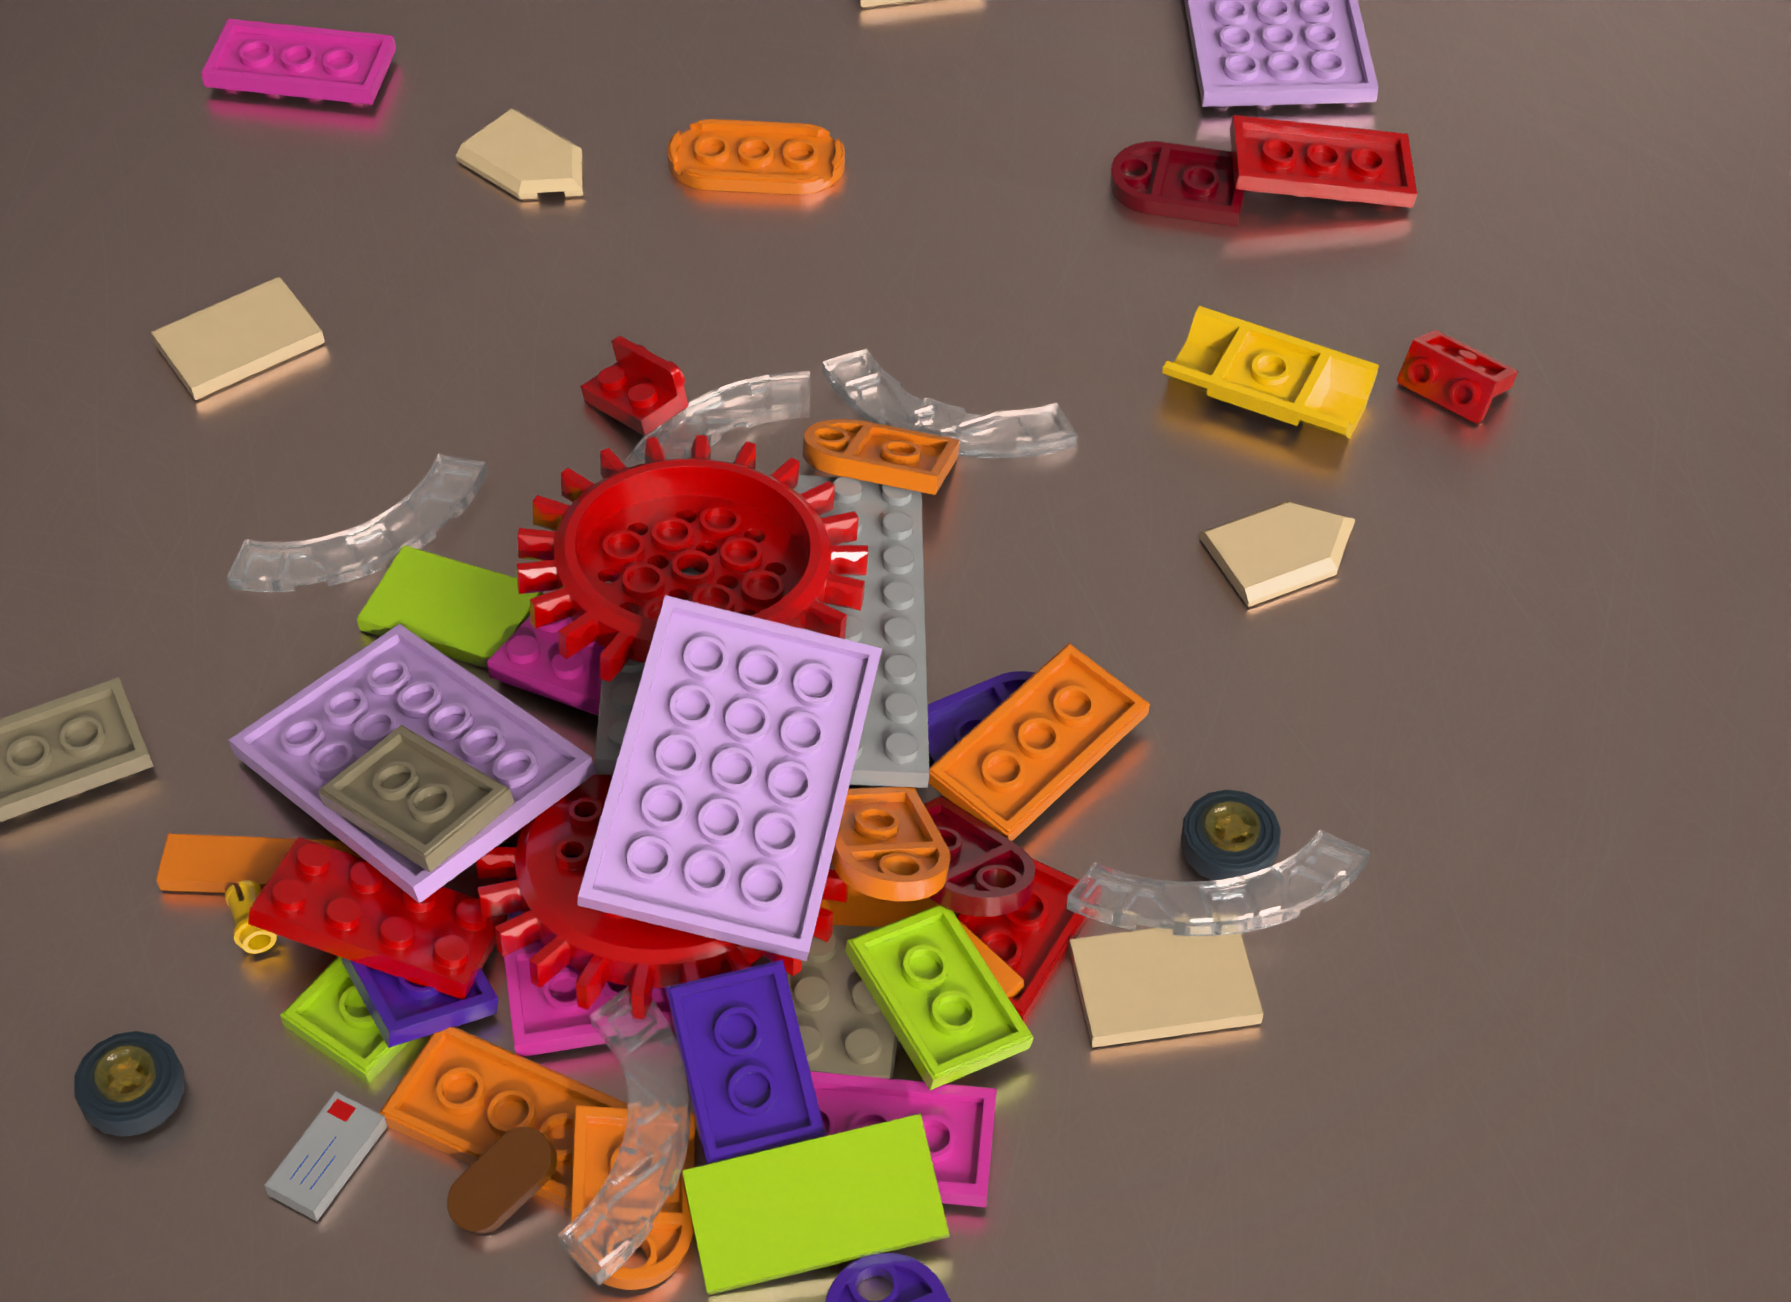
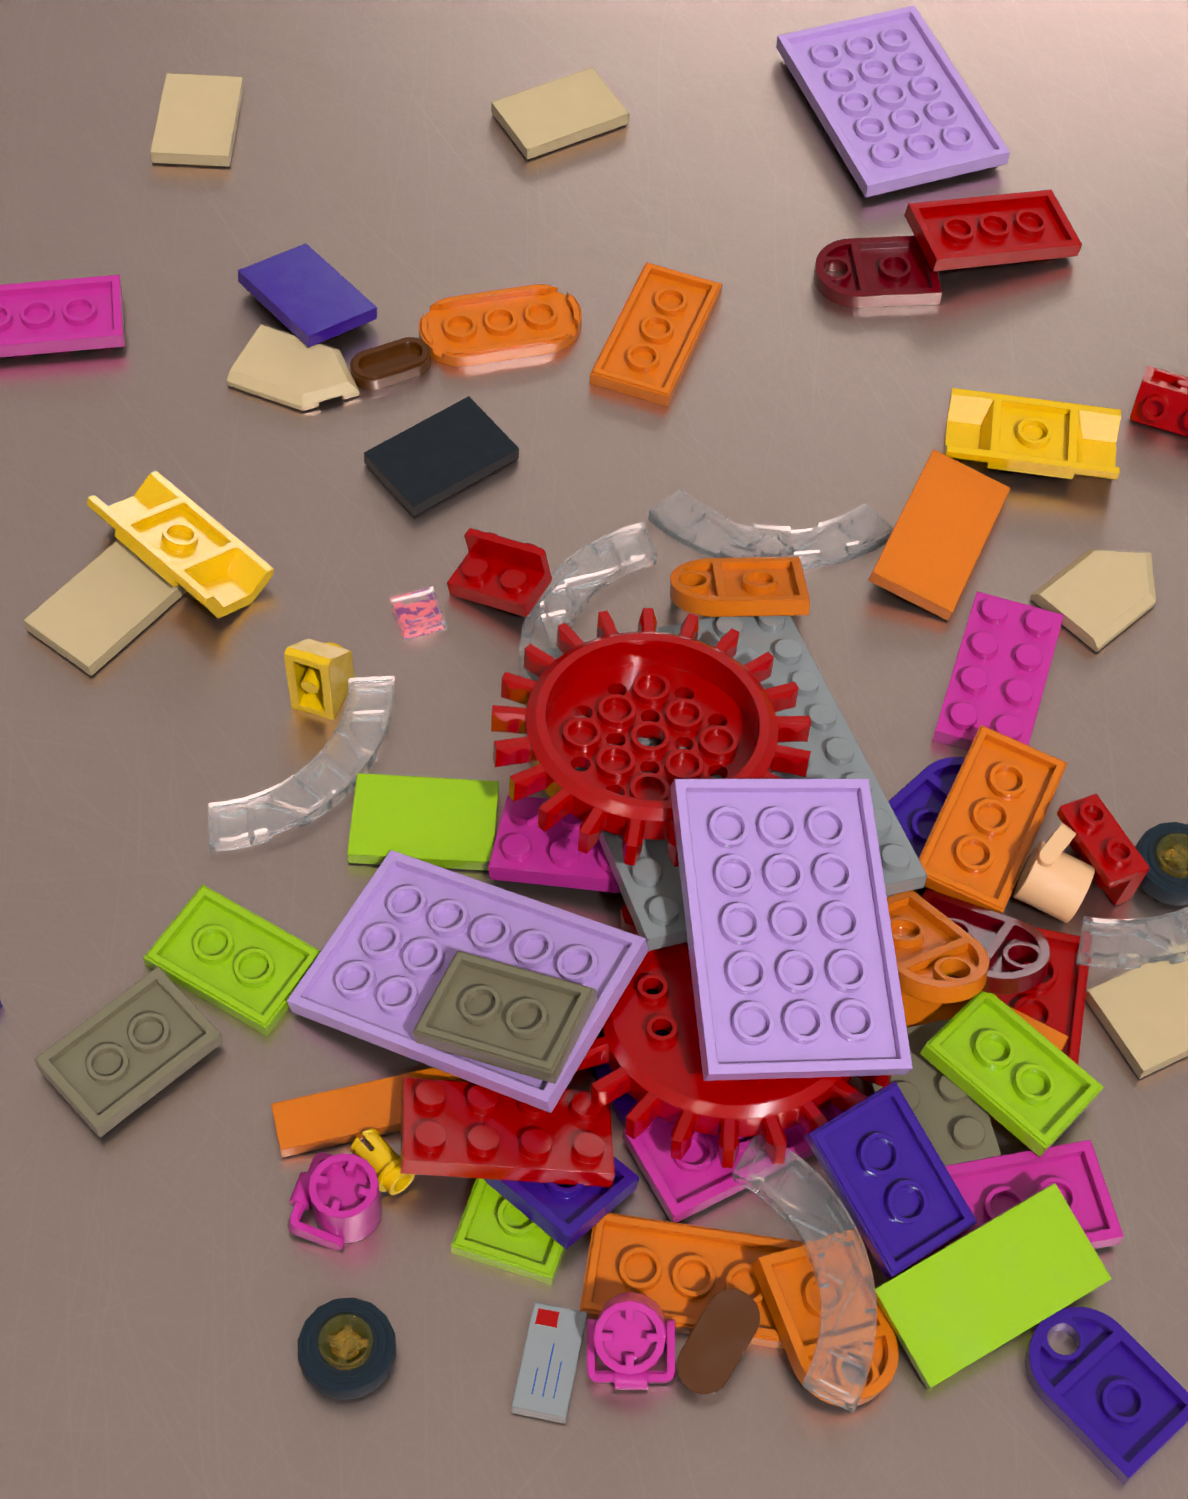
camera: 20 degrees left, 5 degrees up
(190, 939) = (342, 1198): none -> dark pink piece
(198, 690) = (232, 959): none -> lime tile
(336, 298) = (186, 545): none -> yellow piece
(402, 441) = (318, 676): none -> yellow slope
(410, 1146) = (630, 1341): none -> dark pink piece
(541, 410) = (418, 613): none -> clear tile
(571, 90) = (307, 295): none -> dark purple tile
(626, 171) = (390, 363): none -> reddish brown tile
(635, 267) = (441, 455): none -> black tile
(914, 196) = (656, 334): none -> orange tile
(1077, 813) = (1054, 878): none -> light nougat piece
(1122, 450) = (939, 535): none -> orange tile
(1127, 599) = (998, 671): none -> dark pink plate
(1145, 796) = (1105, 847): none -> red bracket

